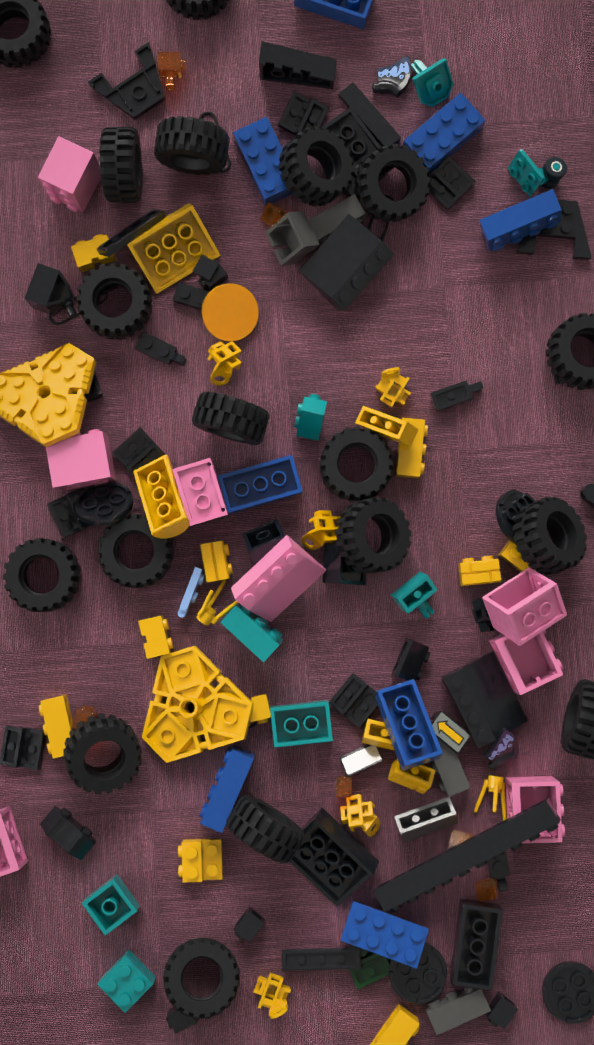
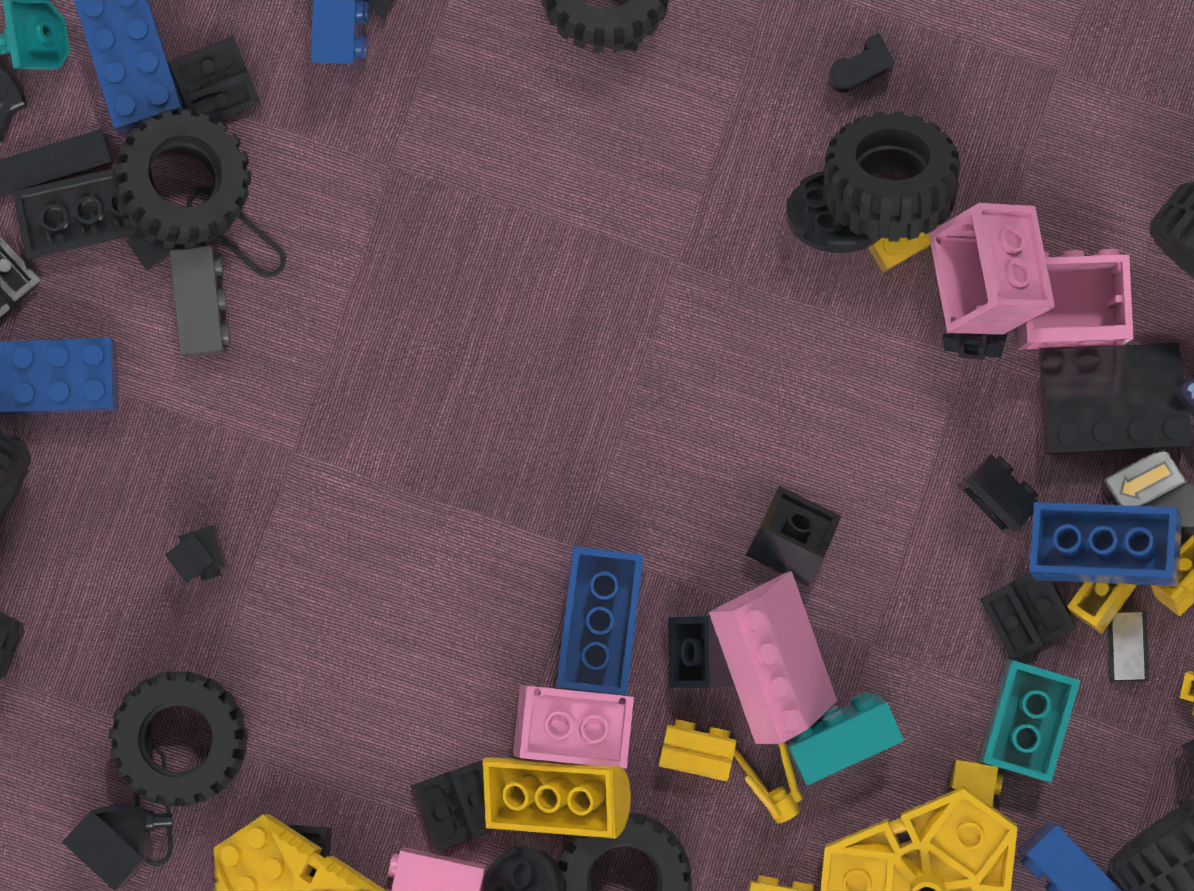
camera: 75 degrees left, 0 degrees up
(87, 255) = (73, 740): yellow brick -> none
(131, 232) = (72, 660): black tile -> none
(158, 349) = (291, 698): black plate -> none
(172, 248) = (124, 600): yellow slope -> none
(189, 296) = (229, 595): black plate -> none
(191, 595) = (735, 817): light blue hinge -> none
(224, 364) = (371, 594): yellow piece -> none
(230, 312) = (281, 548): light orange tile -> none
(230, 418) = (469, 624): black tyre -> none
(272, 214) = (143, 402): clear orange slope -> none
(296, 233) = (196, 377): dark grey piece -> none
(311, 417) = (521, 487): teal brick -> none
(319, 535) = (727, 558): yellow piece -> none
(332, 156) = (93, 260): black tyre -> none
(343, 786) = (1162, 694): clear orange slope -> none
(346, 262) = (282, 316): black slope -> none
(356, 438) = (634, 396): black tyre -> none
(387, 426) = (592, 367): yellow brick -> none
(393, 530) = (776, 431): black tyre -> none
(396, 393) = (528, 331): yellow piece -> none
(410, 458) = (643, 340): yellow brick -> none
(414, 594) = (893, 440): teal brick -> none
(454, 394) = (584, 229): black plate -> none
(479, 572) = (899, 316): yellow brick -> none

